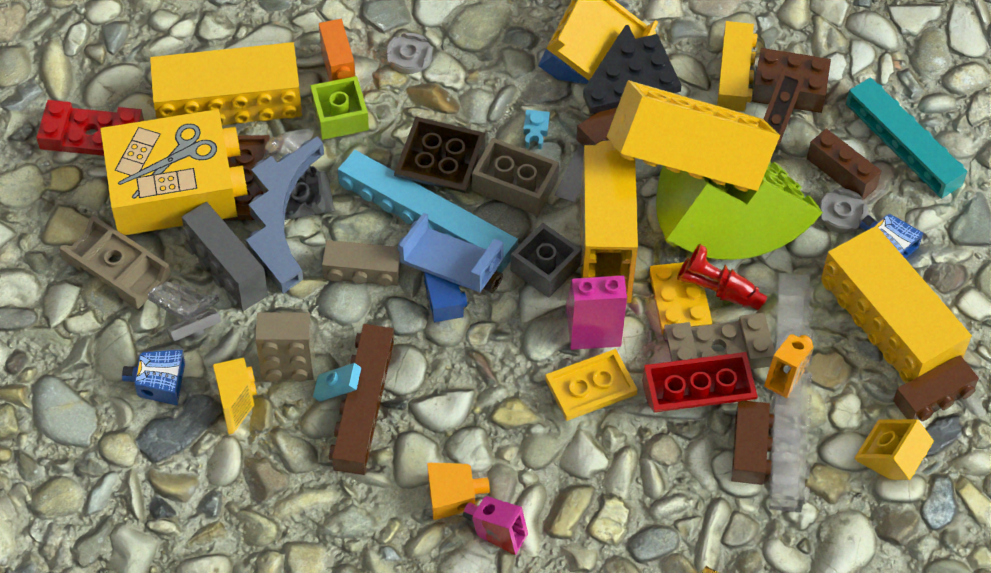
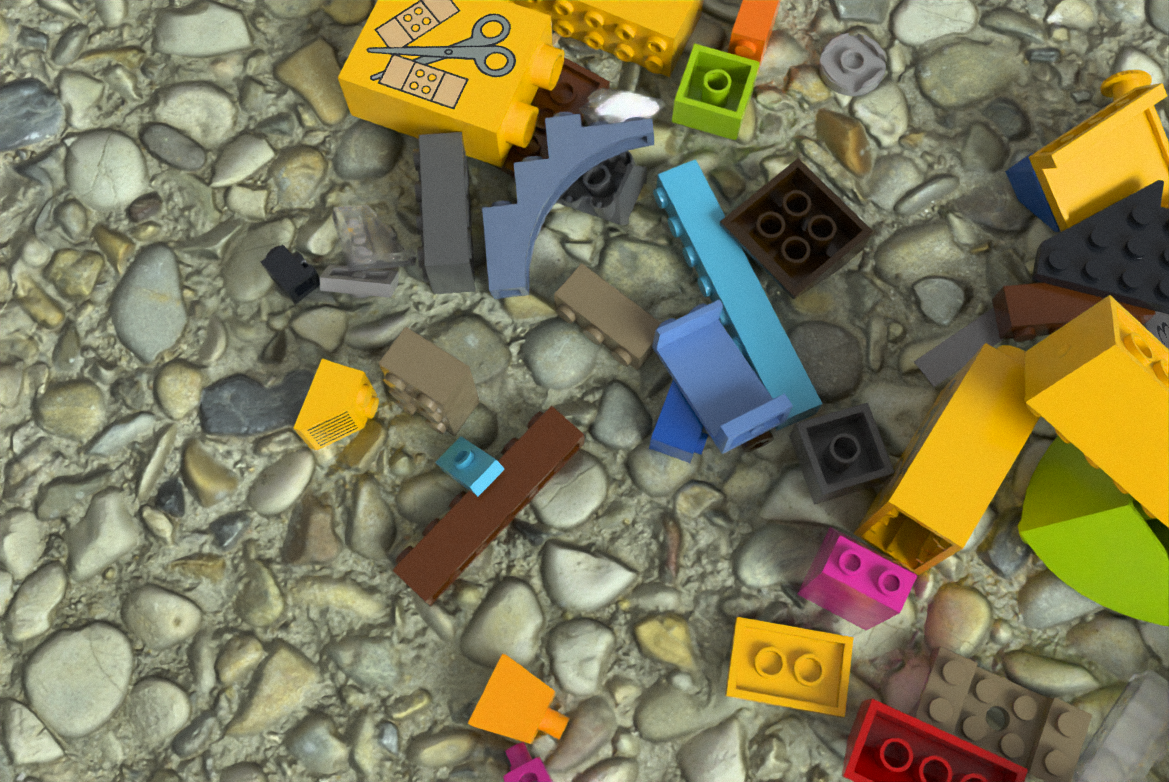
camera: 35 degrees right, 15 degrees up
(131, 276) = (330, 174): dark tan piece -> none
(145, 340) = (291, 273): none -> black brick
(157, 375) = (276, 323): torso -> none
(515, 176) = (876, 310): dark tan brick -> none
(536, 127) = (949, 253): medium azure plate -> none
(678, 300) = (990, 609): yellow plate -> none
(724, 282) = (1062, 638): red piece -> none

